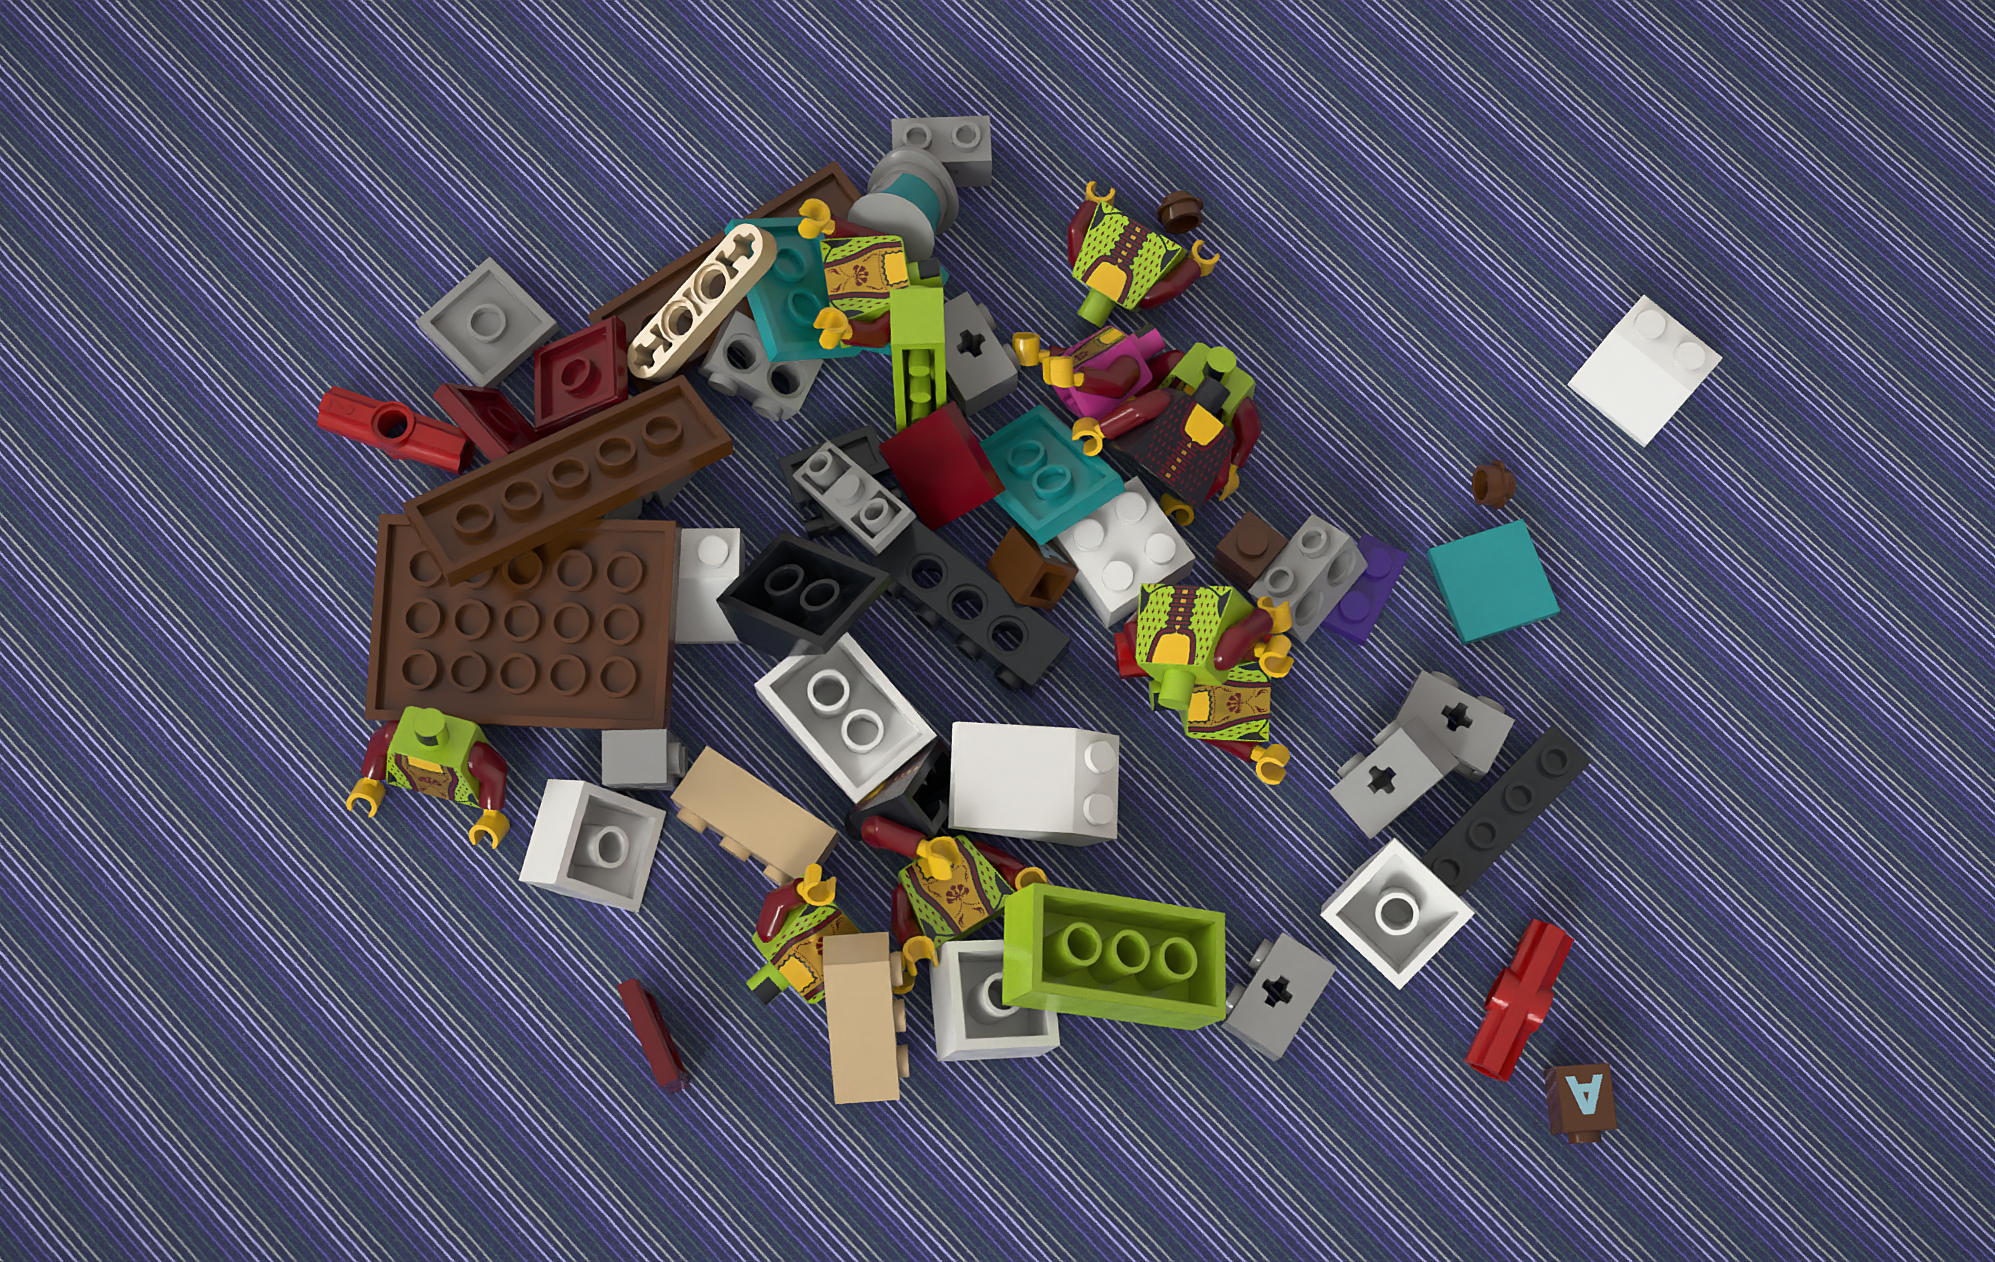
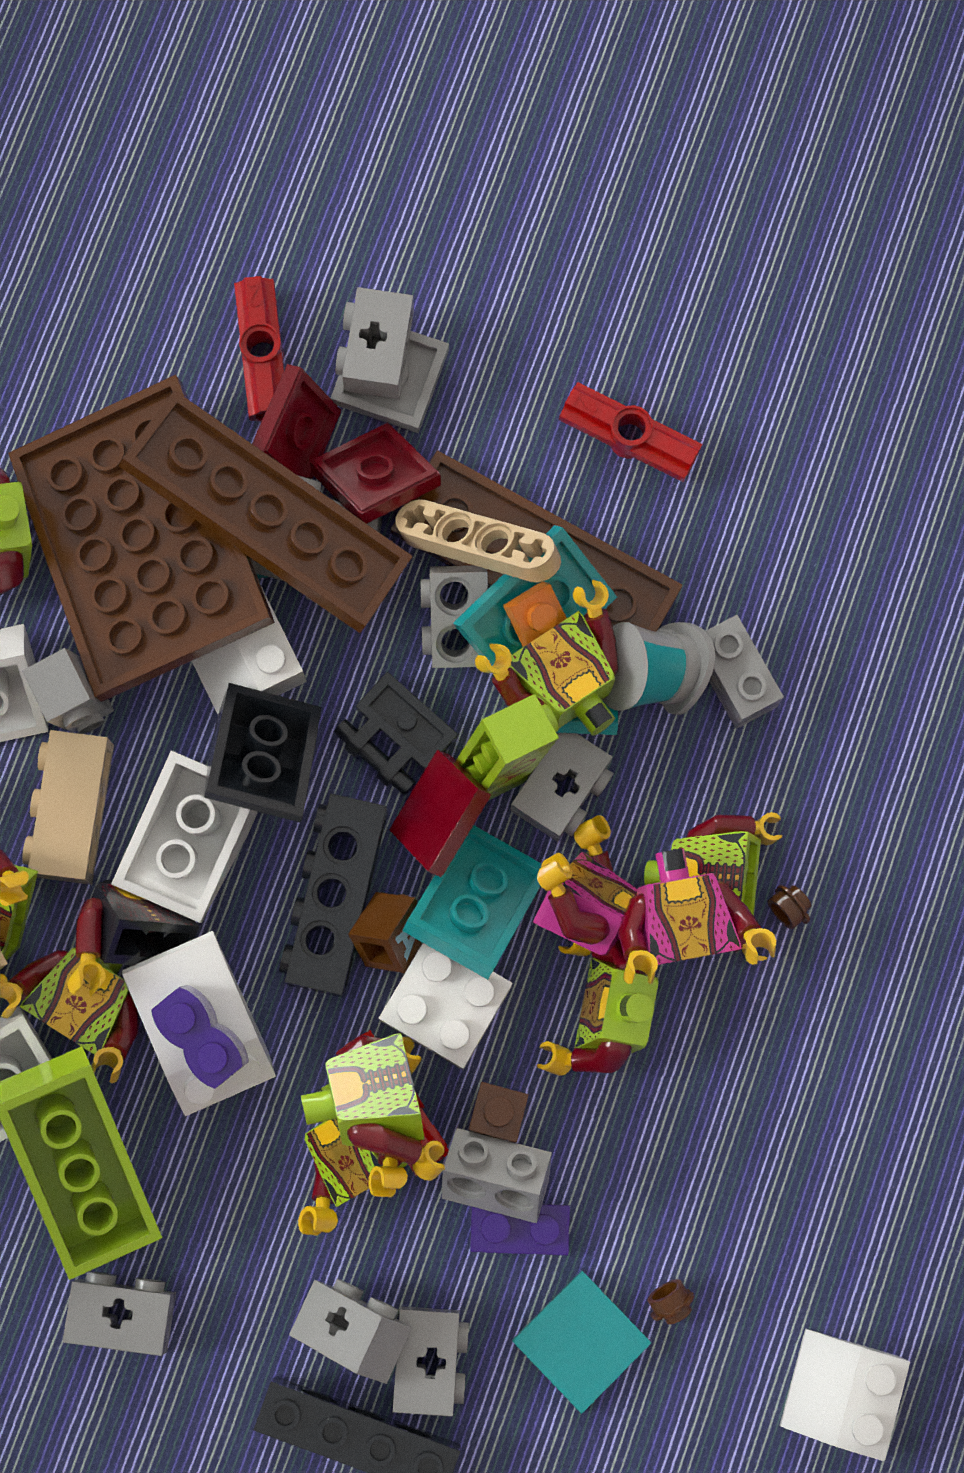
camera: 65 degrees right, 5 degrees up
(440, 291) = (379, 369): none -> light grey brick
(688, 120) = (603, 417): none -> red piece
(800, 284) = (534, 612): none -> orange plate
(854, 498) = (371, 755): light grey slope -> none
(1068, 770) = (208, 1047): none -> dark purple brick
(1161, 281) = (686, 920): none -> torso
(1171, 442) = (548, 996): torso -> none
(1396, 912) = (226, 1384): white slope -> none

